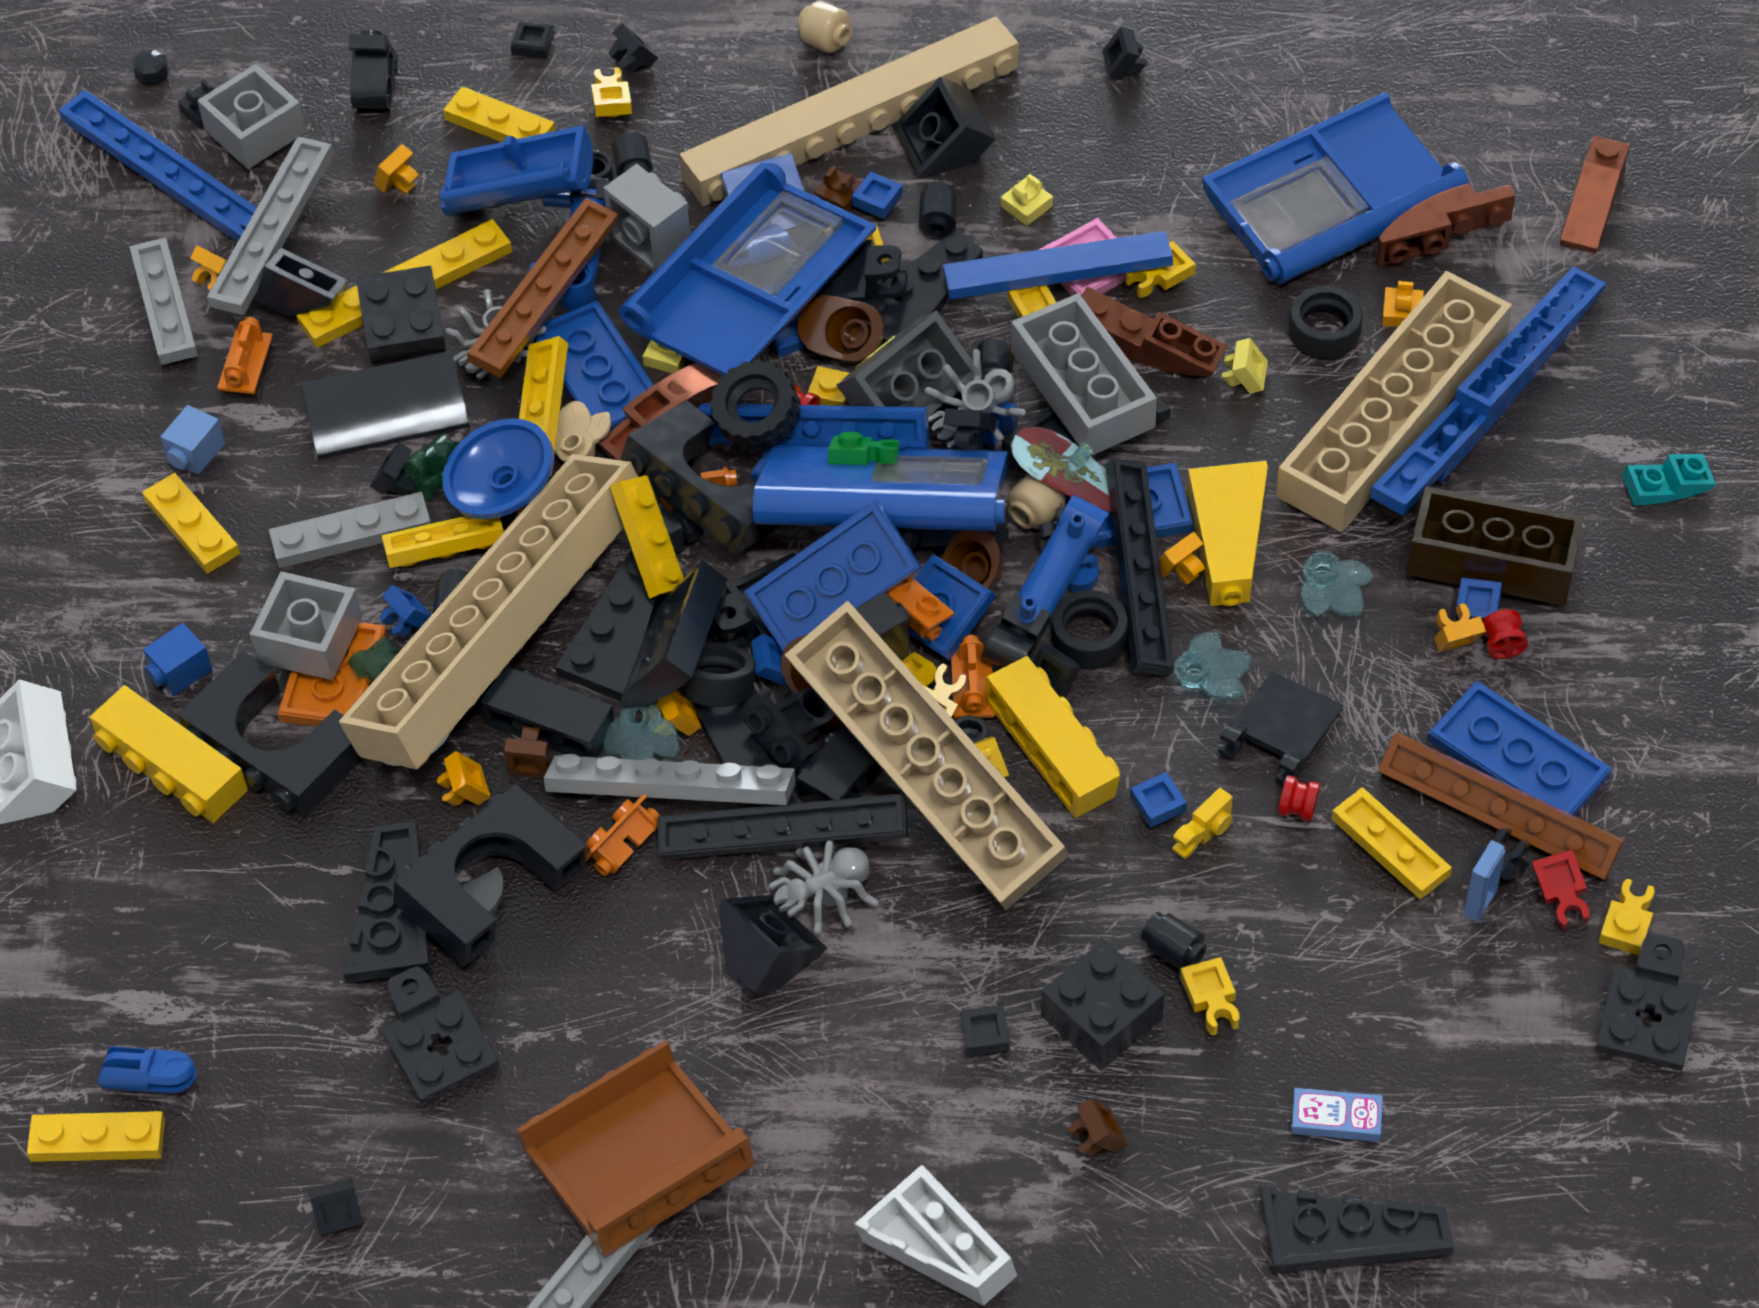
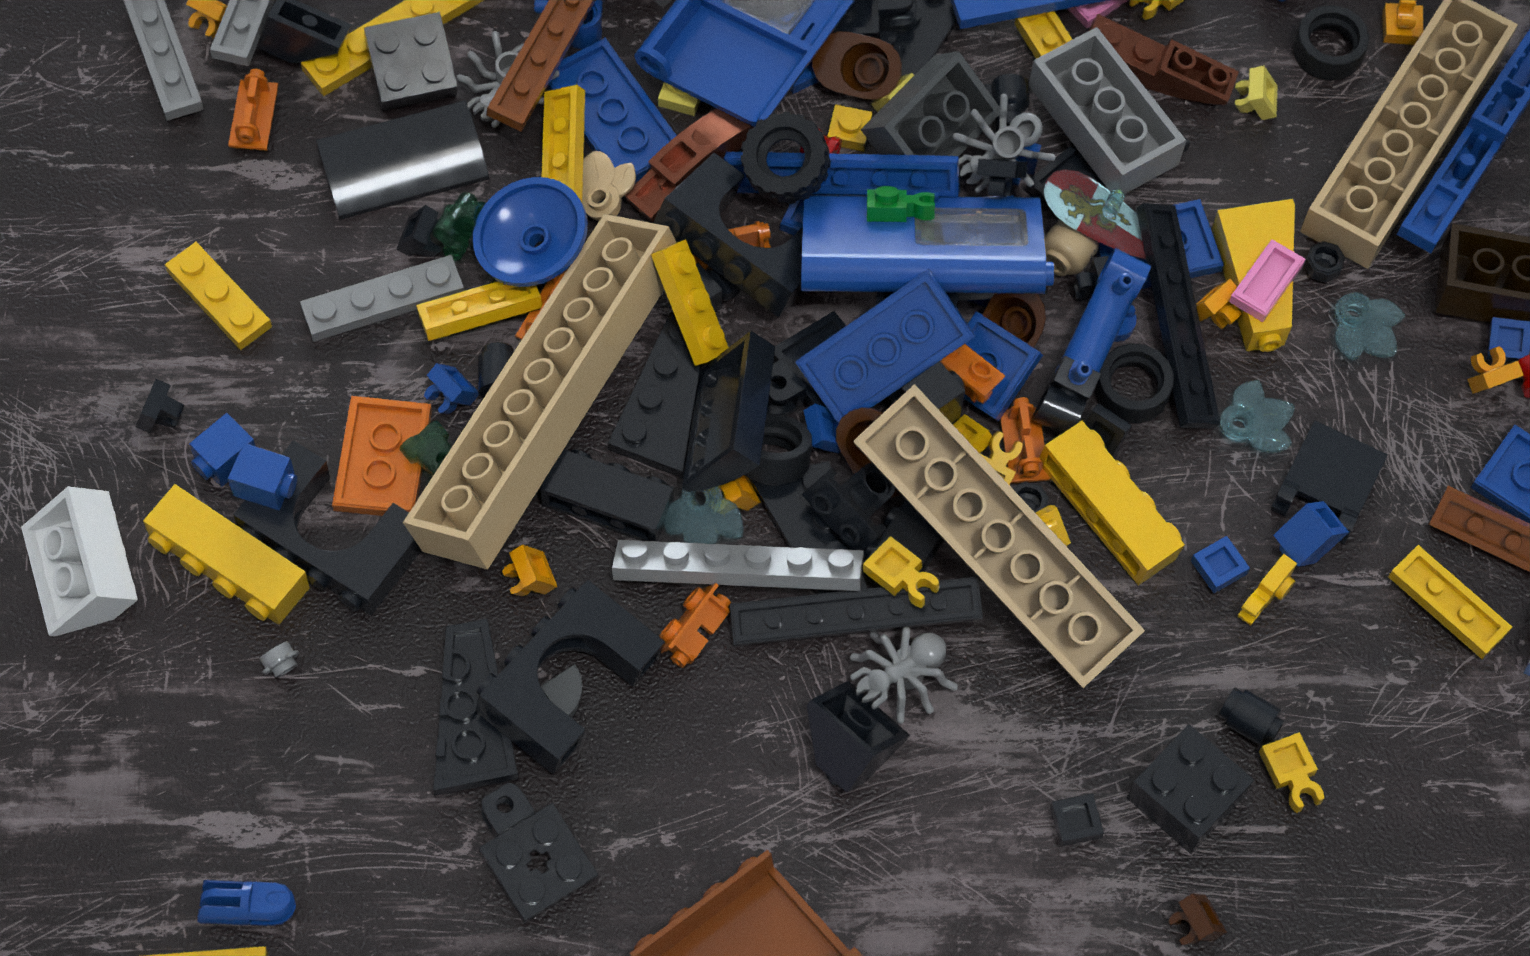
camera: 10 degrees left, 10 degrees up
(119, 620) = (159, 408): none -> black tile
(192, 440) = (210, 205): medium blue brick -> none
(207, 677) = (262, 477): none -> blue brick
(208, 851) = (279, 660): none -> light grey plate
(306, 625) = (355, 412): light grey brick -> none
(527, 755) = (593, 541): reddish brown tile -> none
(825, 783) = (899, 568): none -> yellow plate
(1230, 533) = (1267, 280): none -> bright pink tile
(1251, 771) = (1310, 533): none -> blue brick
(1296, 523) = (1324, 261): none -> black tile
(1299, 798) = (1357, 558): red wheel -> none
(1337, 1114) = (1425, 891): tile -> none

